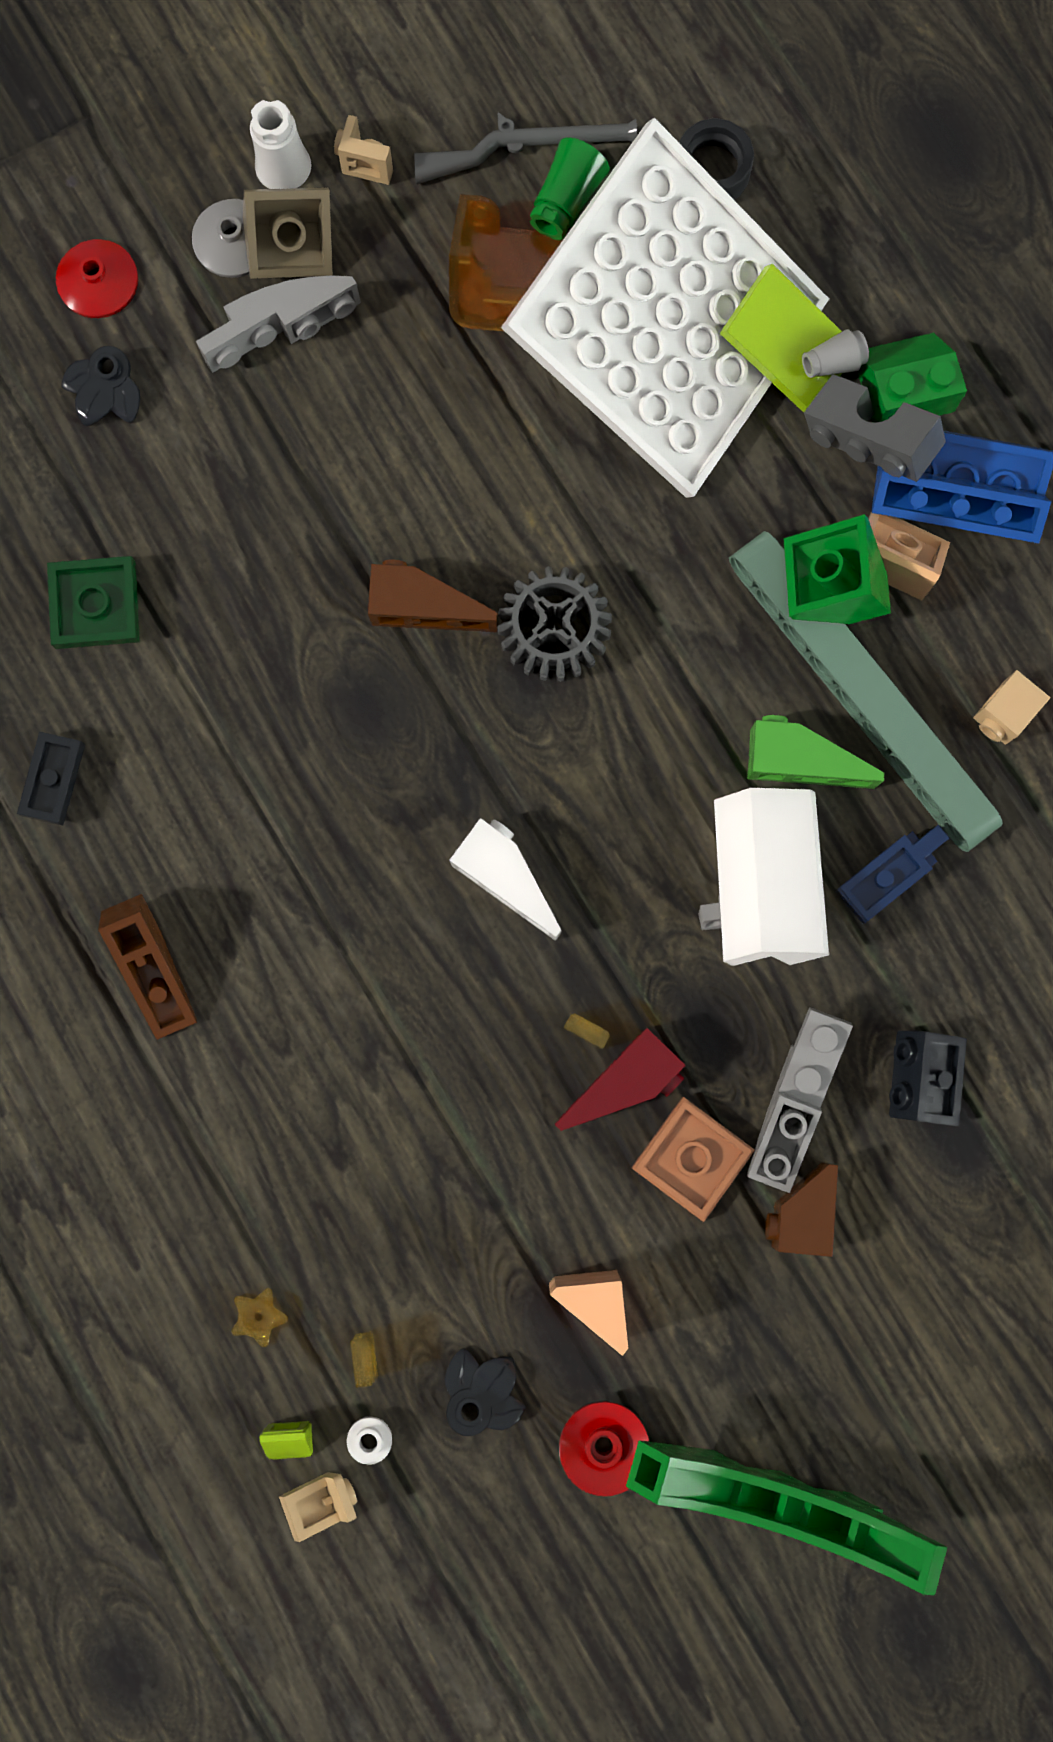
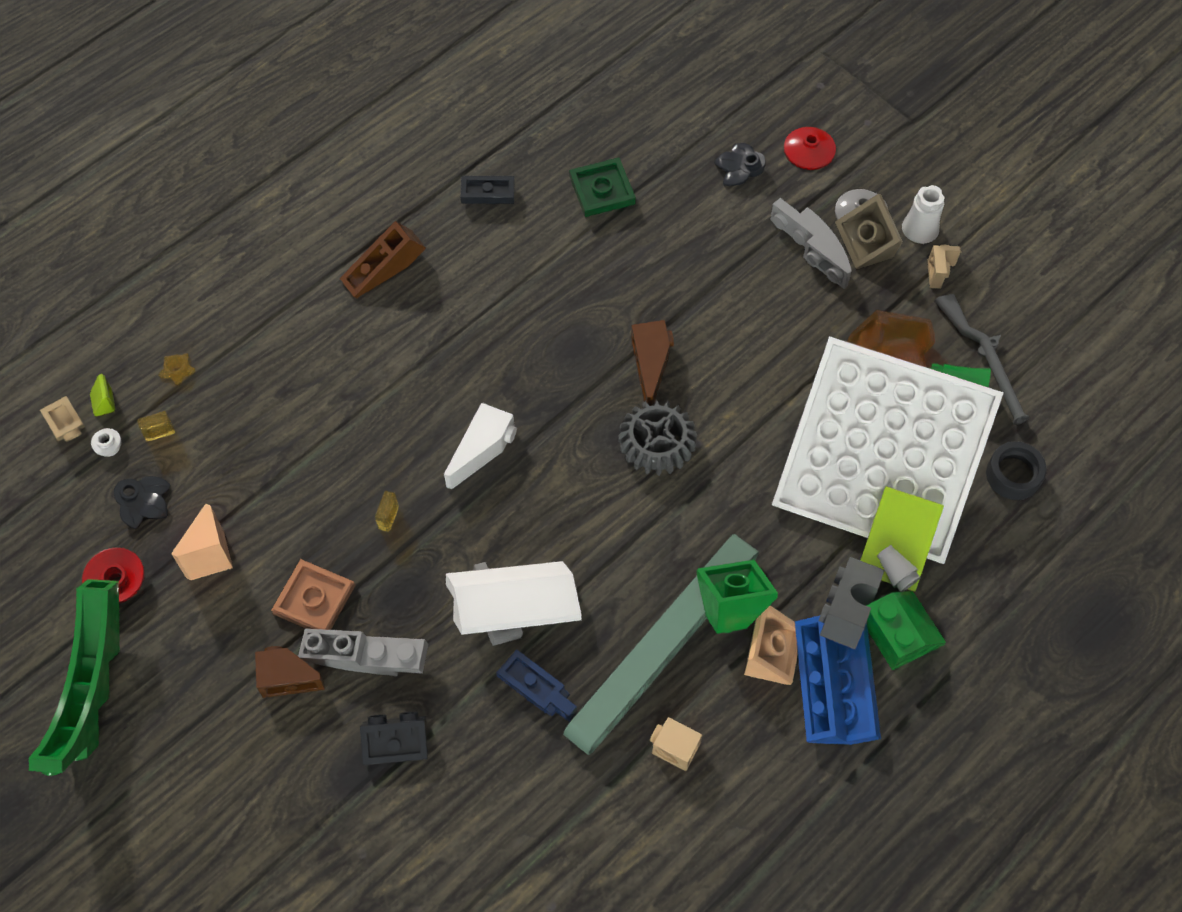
camera: 75 degrees right, 20 degrees down
(631, 1078) = (362, 545): dark red slope -> none
(799, 755) = (605, 602): bright green slope -> none

